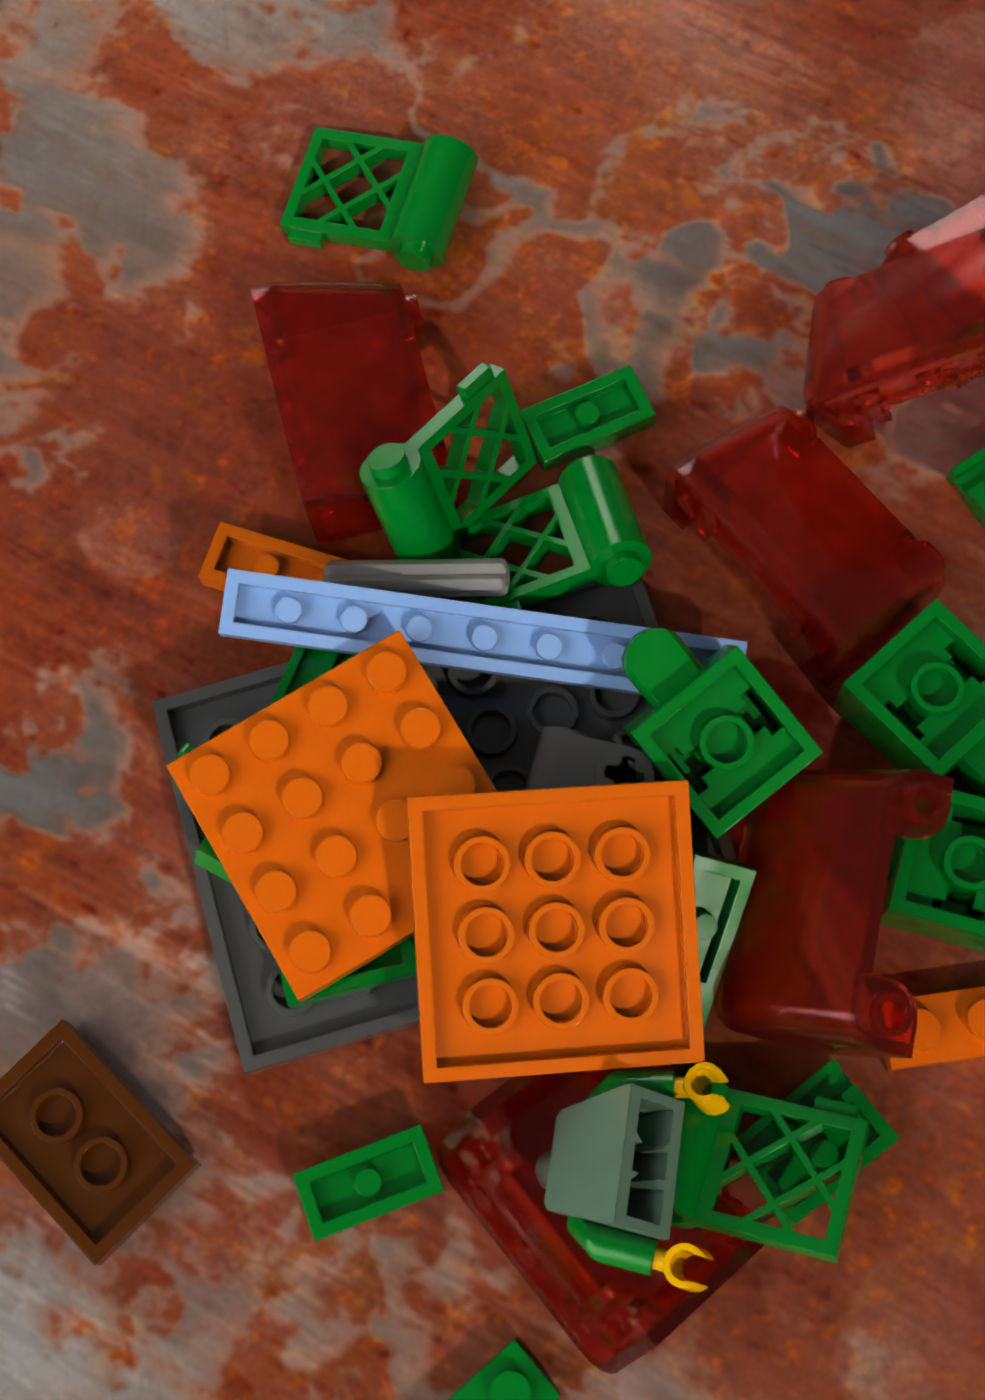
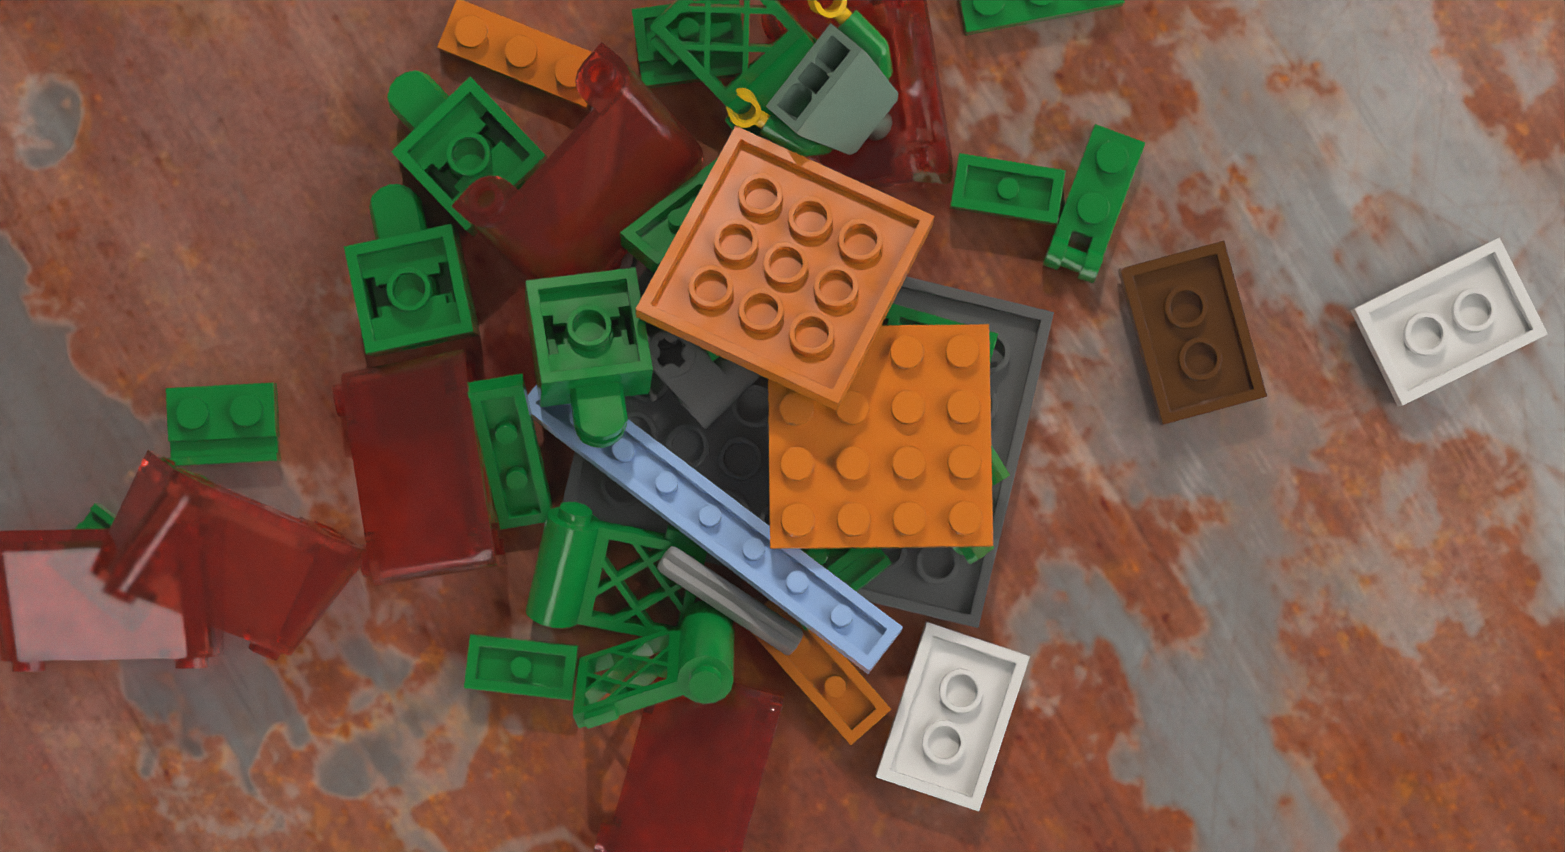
camera: 160 degrees left, 15 degrees up
(134, 609) = (952, 716): none -> white plate
(266, 1228) = (1094, 201): none -> green plate
(729, 596) = (510, 450): none -> green plate

